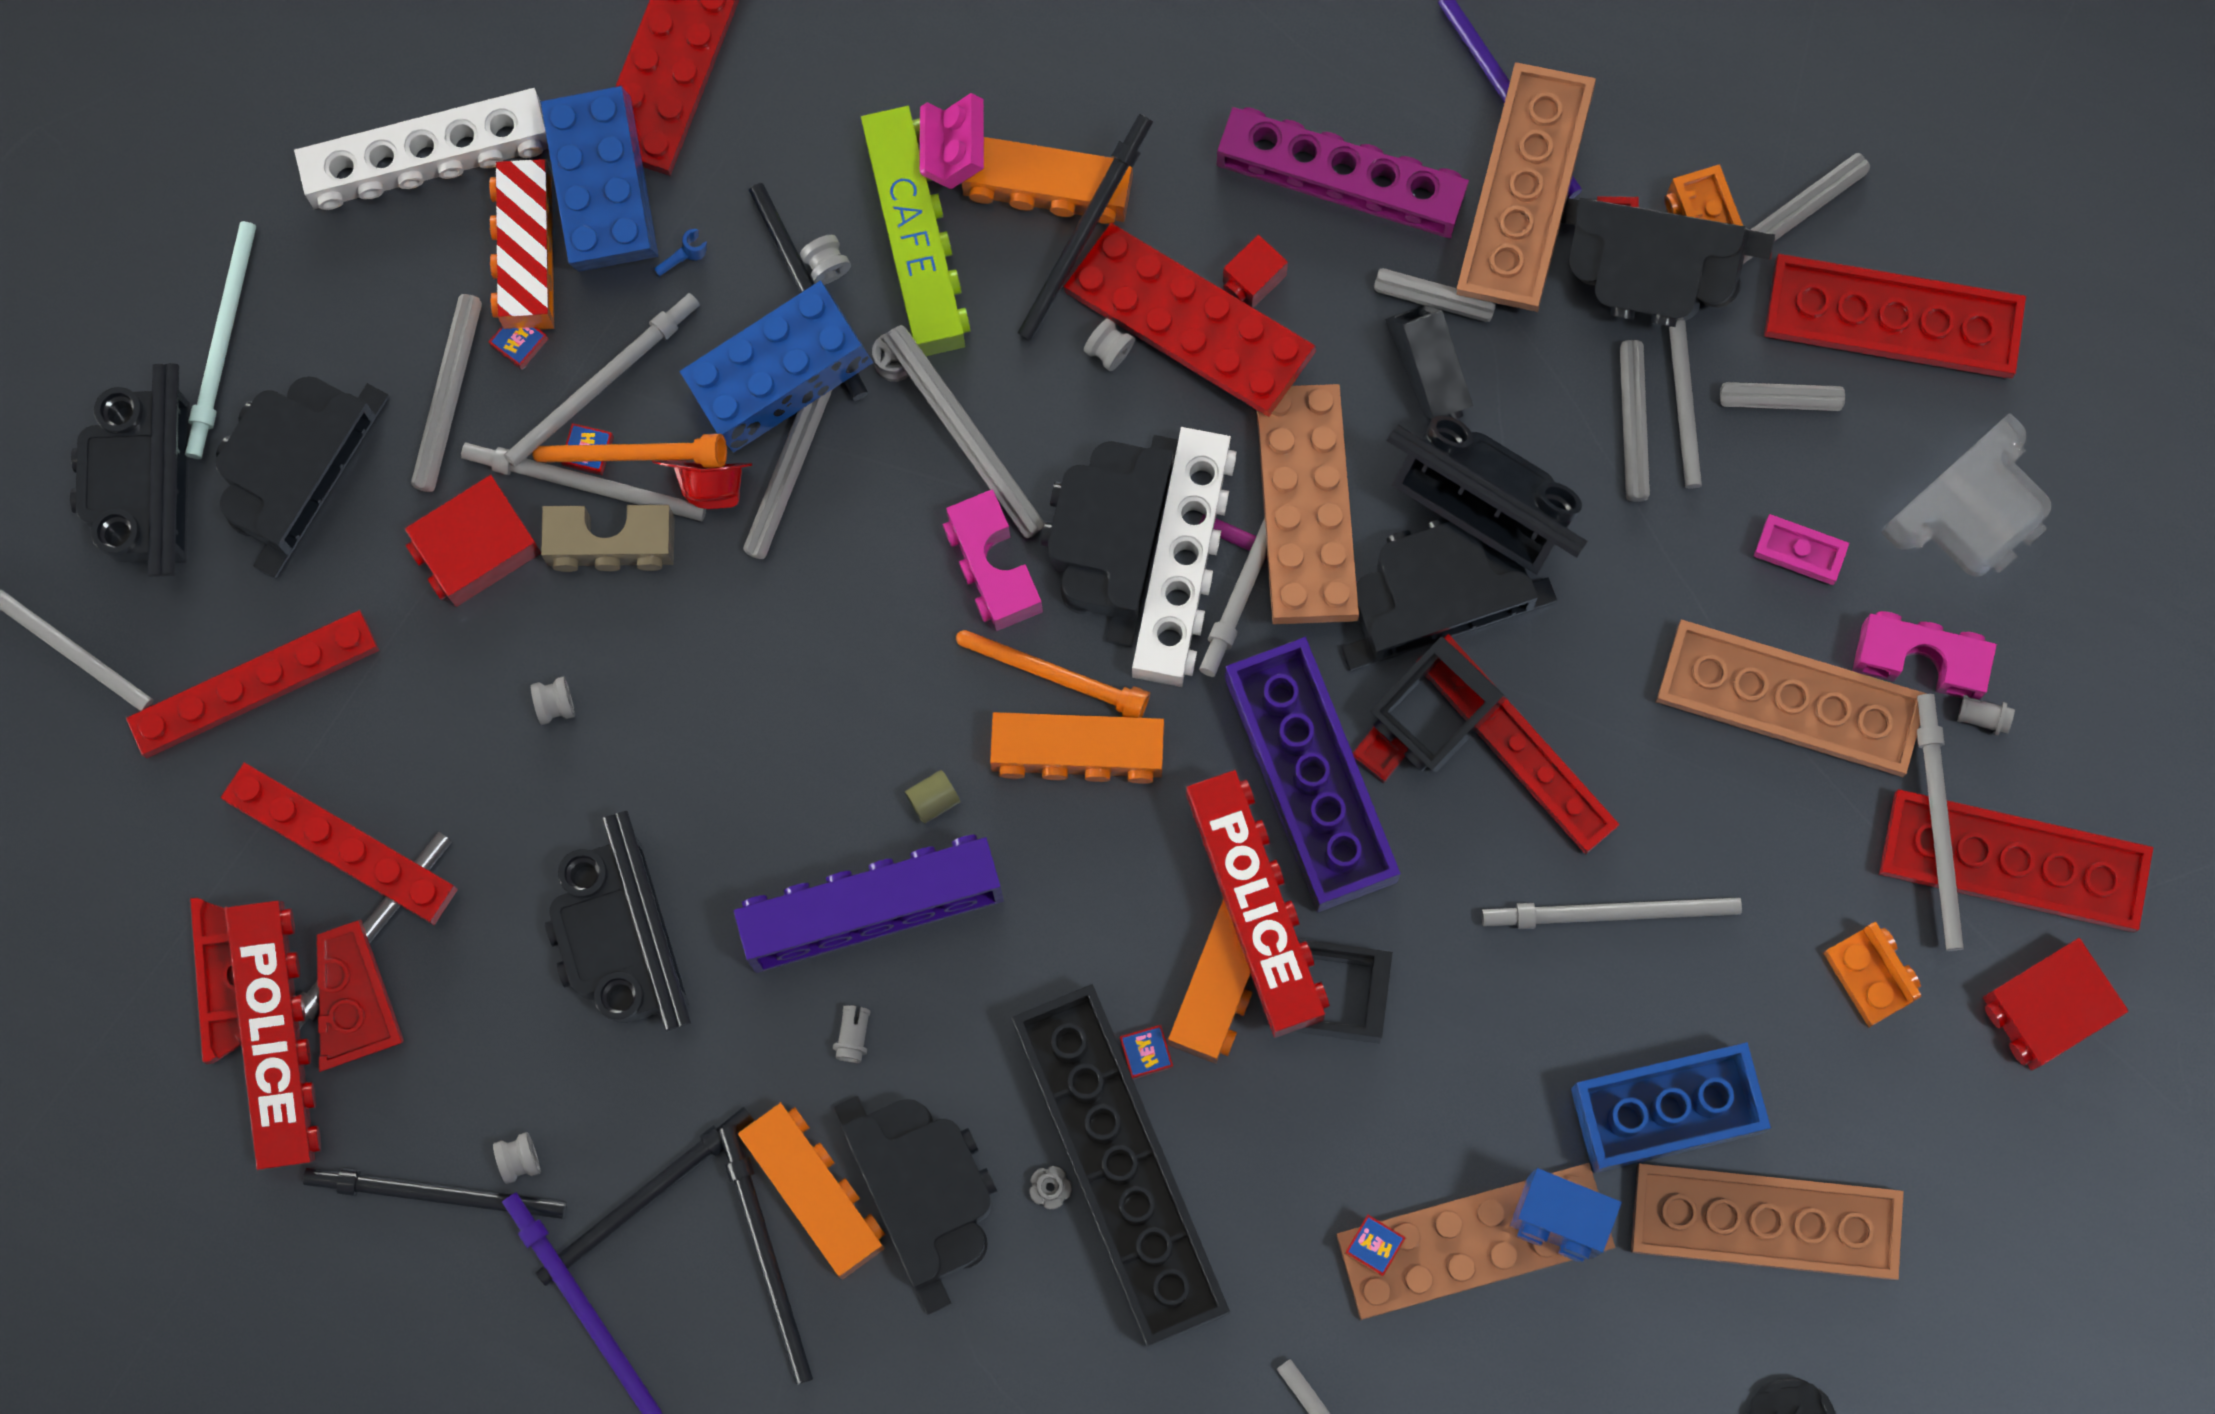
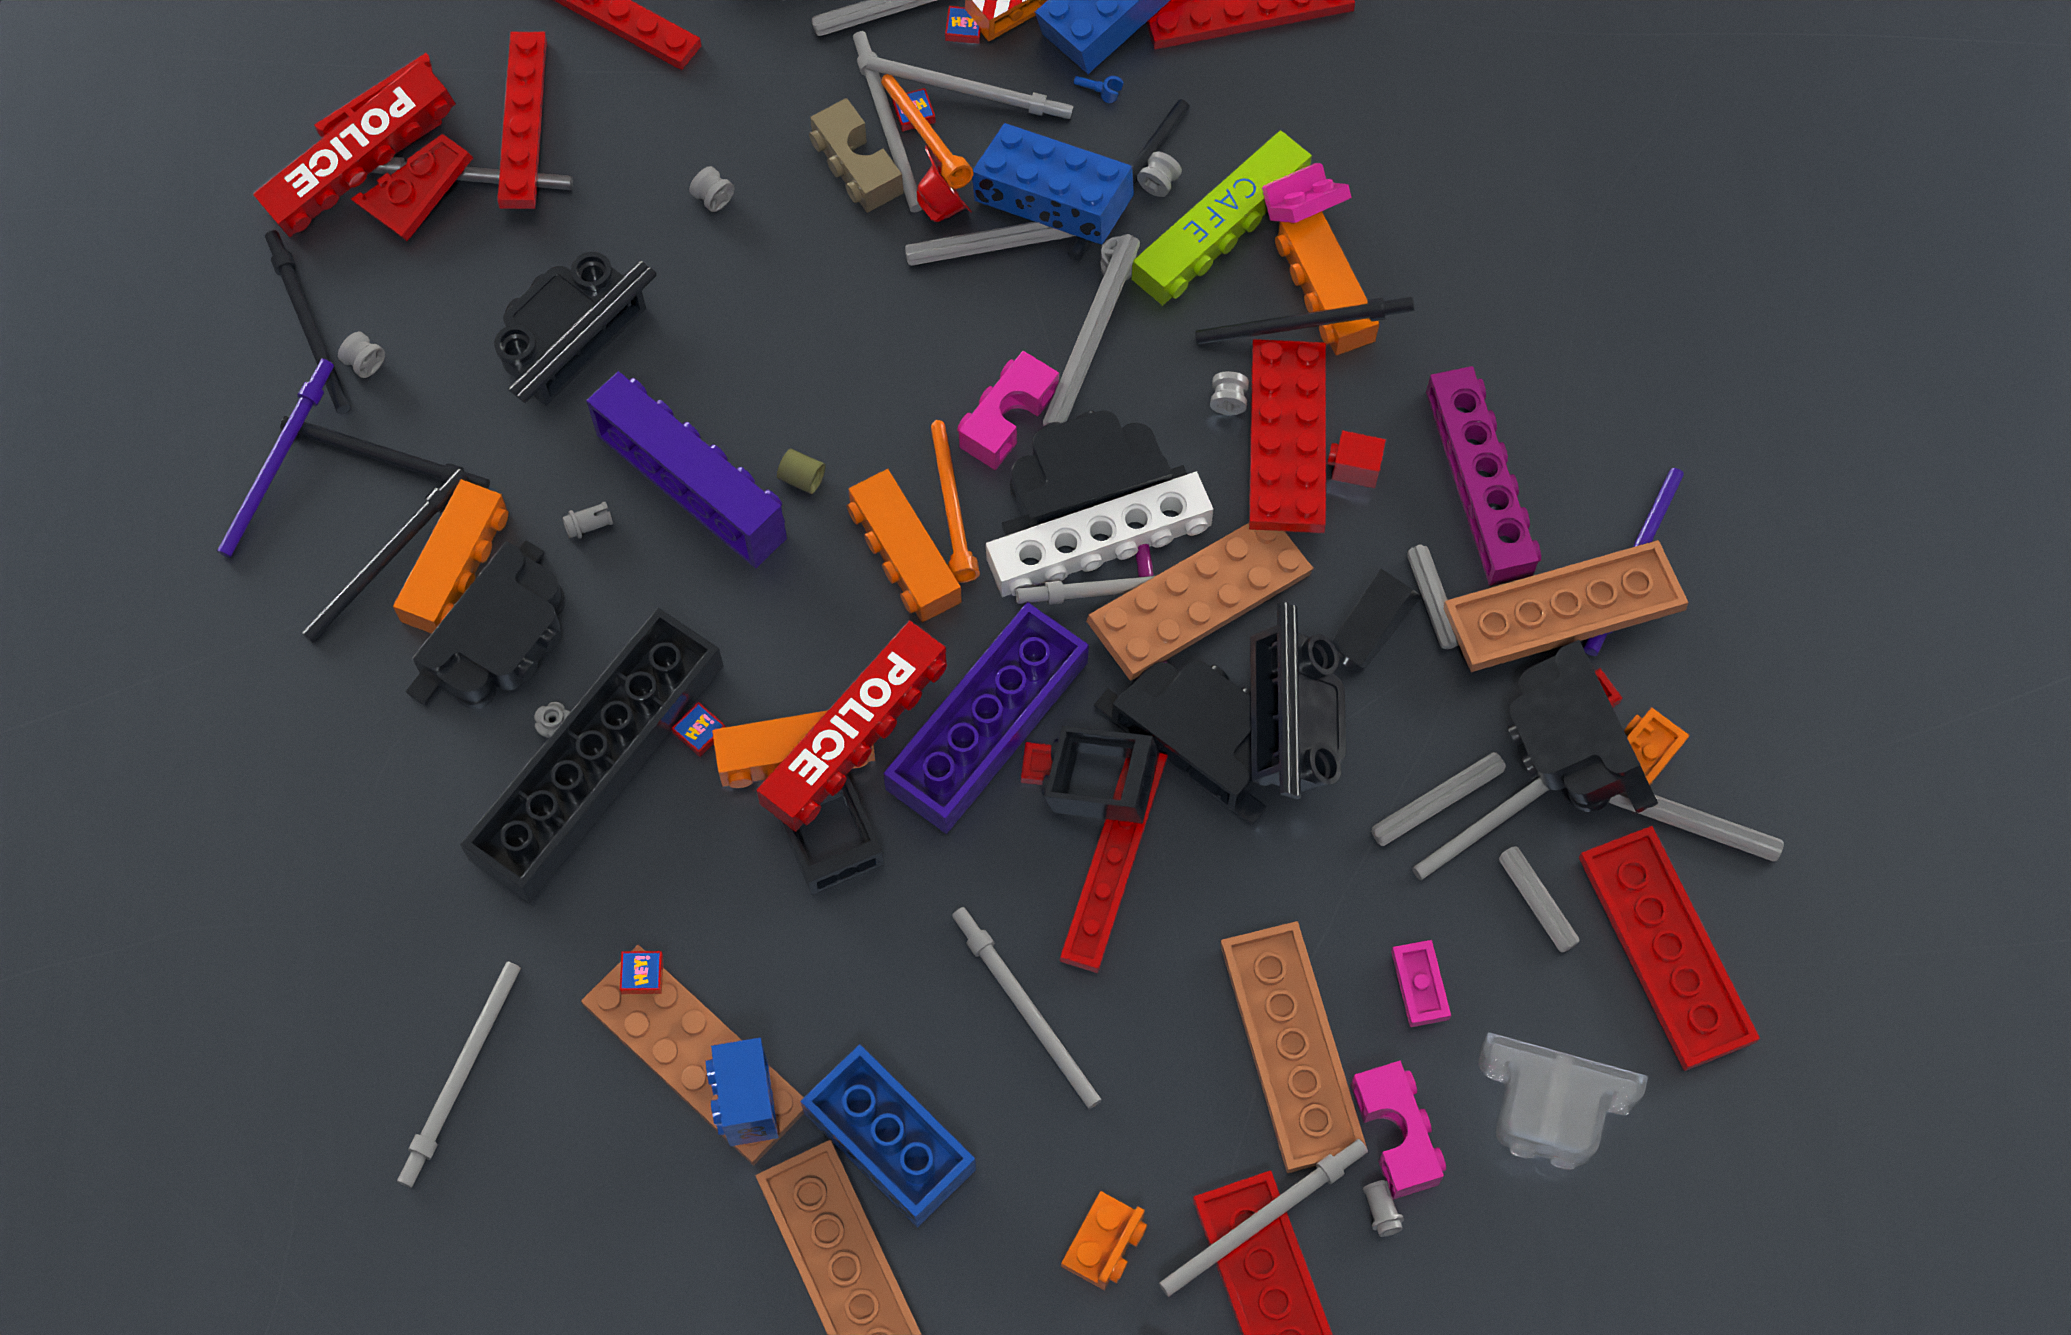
camera: 55 degrees right, 10 degrees down
(471, 542) = (794, 74): red brick -> none

